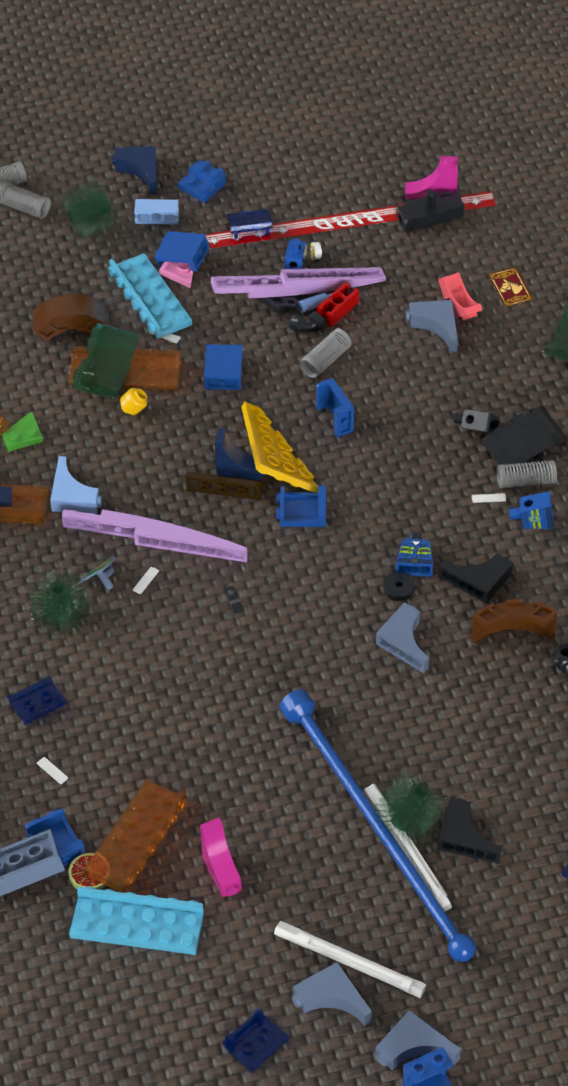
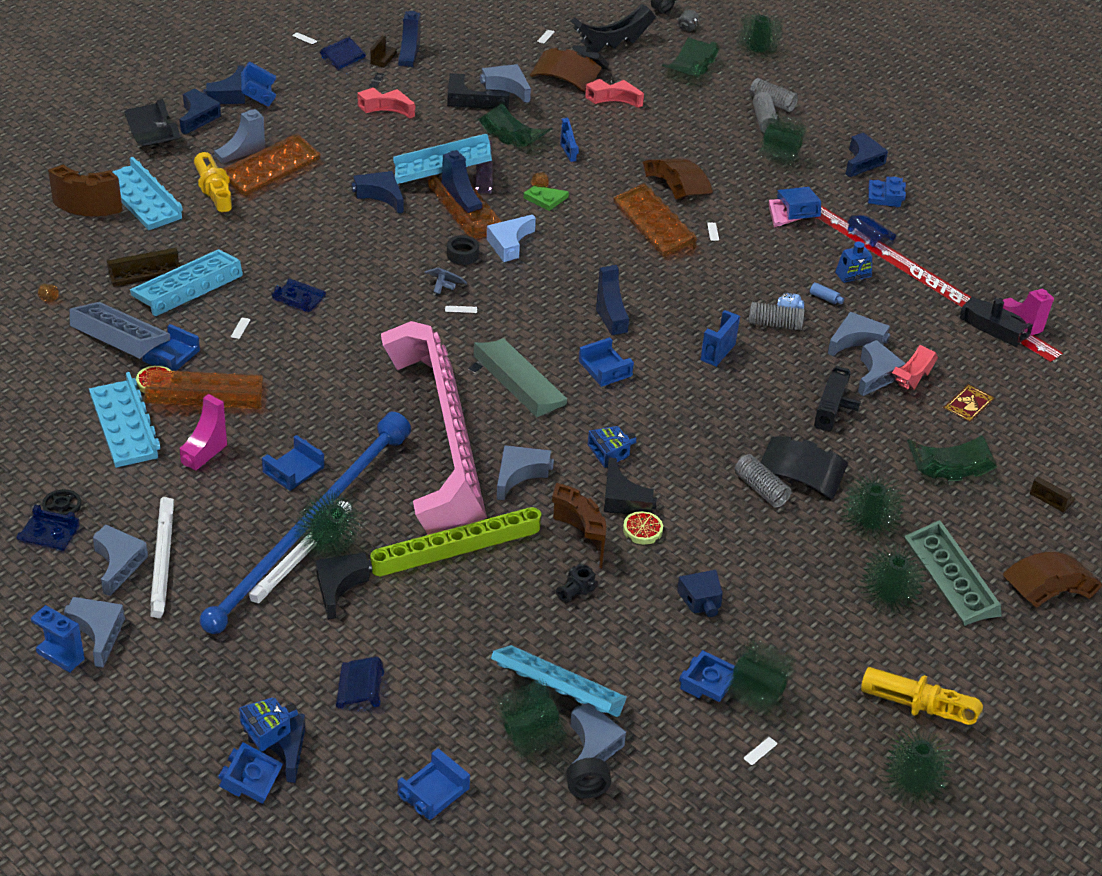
camera: 55 degrees right, 10 degrees down
(59, 602) = (391, 263): clear green piece -> none
(61, 526) = (464, 242): none -> black tyre
(107, 362) = (642, 203): clear green panel -> none
(133, 401) = (624, 233): yellow head -> none
(150, 295) = (740, 207): medium azure bracket -> none
(155, 534) = (505, 293): lavender slope -> none
(156, 211) = (827, 179): light blue piece -> none
(221, 625) = (460, 497): none -> bright pink arch
(223, 367) = (705, 266): blue panel -> none
(224, 485) = (589, 313): dark brown fence -> none
(224, 1016) = (62, 503): none -> black wheel
(272, 452) = (643, 321): yellow wing -> none
(276, 580) = (519, 377): none -> sand green arch
(279, 304) = (804, 270): black hinge -> none
(288, 805) = (295, 465): none -> blue panel
(297, 281) = (833, 273): lavender slope -> none
(297, 323) = (806, 296): black arm -> none
(315, 334) = (790, 300): none -> light blue head
(316, 251) = (880, 274): white tile -> none
(338, 304) = (835, 305): red piece -> none
(381, 308) = (858, 331): none -> sand blue arch
(398, 579) = (574, 449): black piece -> none
(459, 373) = (833, 399): none -> black piece
(473, 666) = (455, 541): none -> lime beam
(482, 423) = (785, 422): black torso -> none
(488, 498) = (720, 472): white sticker -> none
(526, 585) = (642, 527): none -> tile
(534, 511) = (725, 500): blue torso -> none

